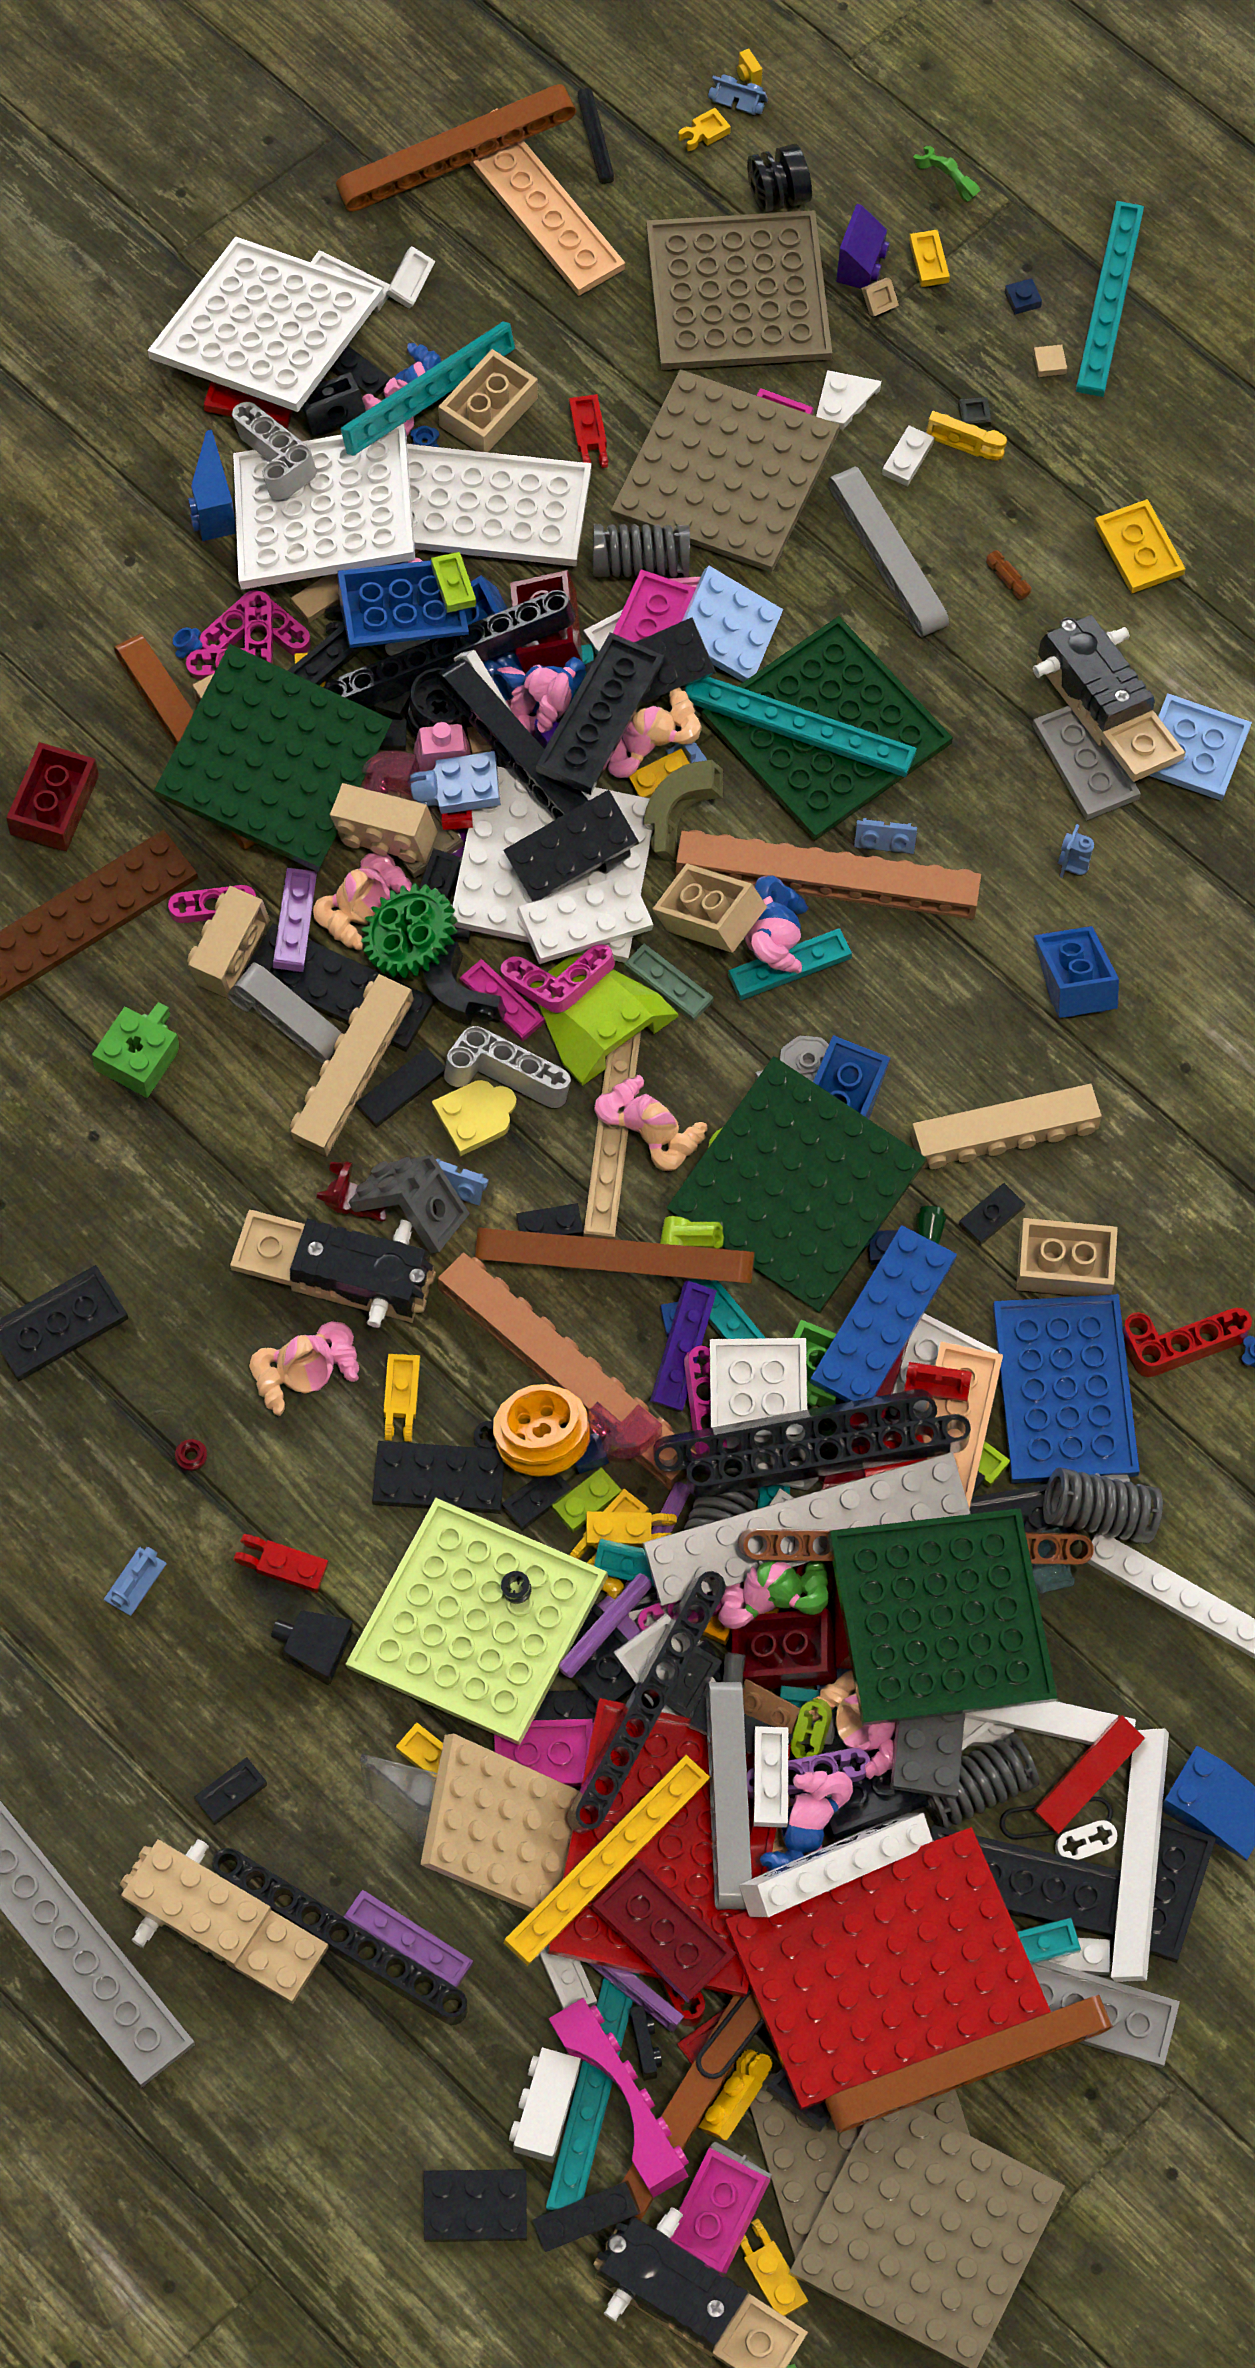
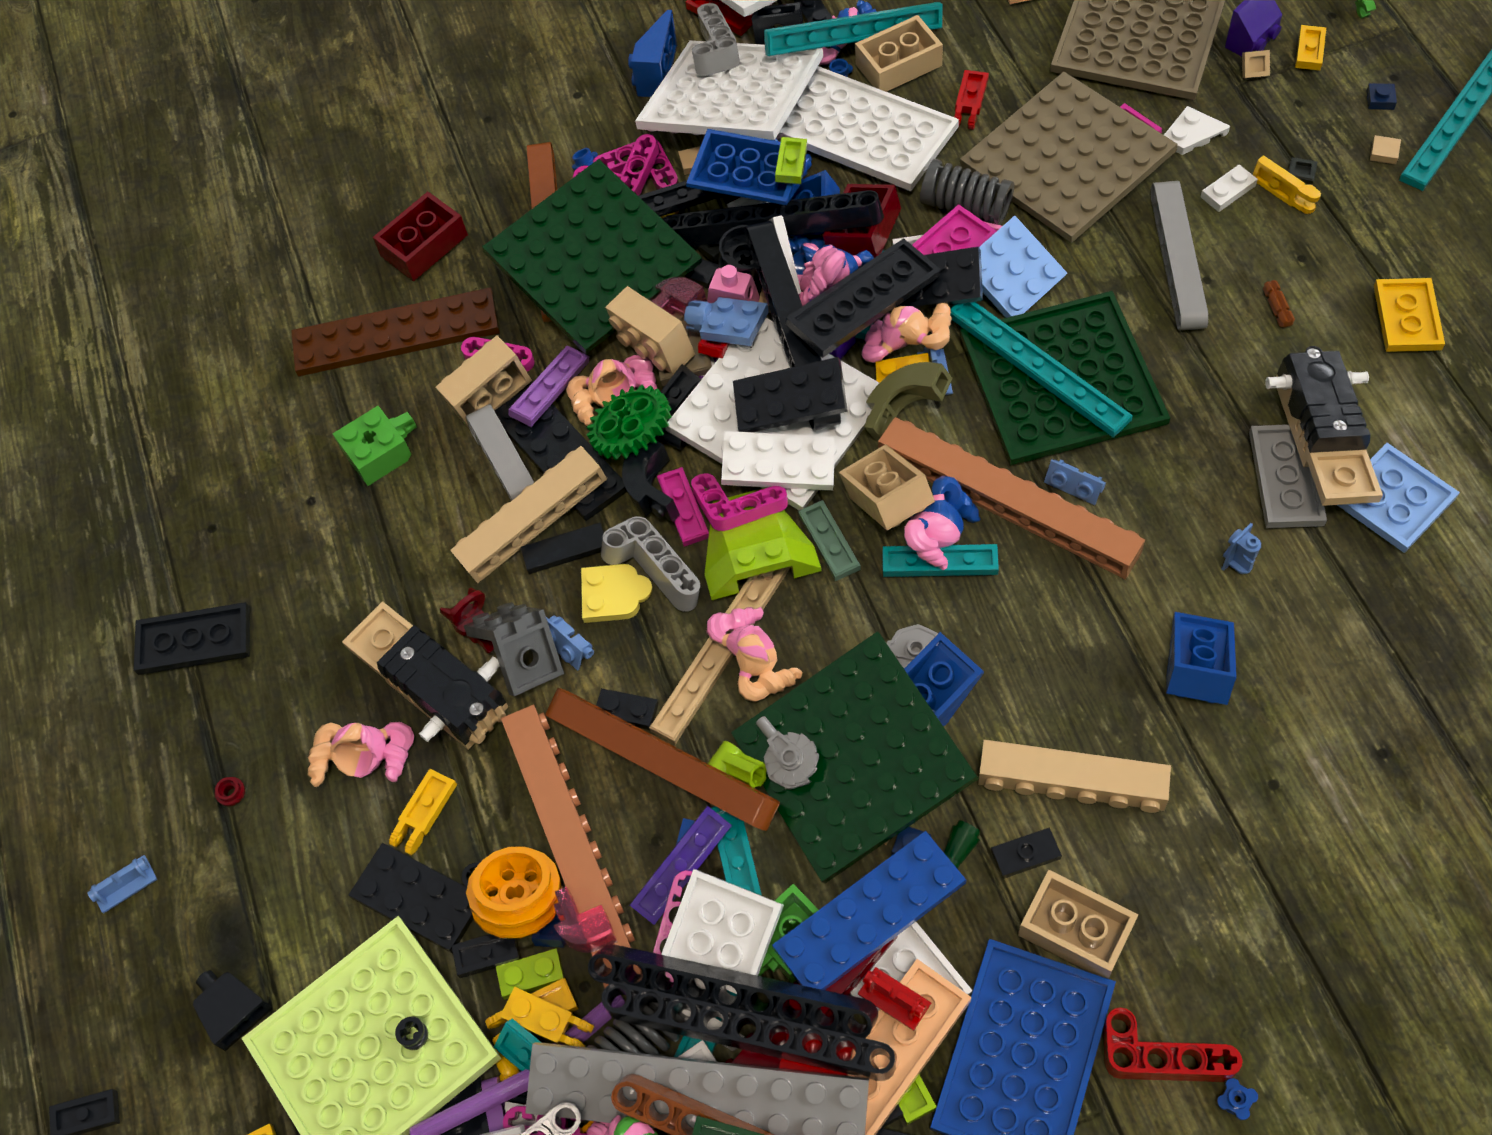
camera: 35 degrees right, 5 degrees down
(283, 1563) = (249, 921): red hinge -> none
(740, 1208) = (789, 757): none -> light grey piece

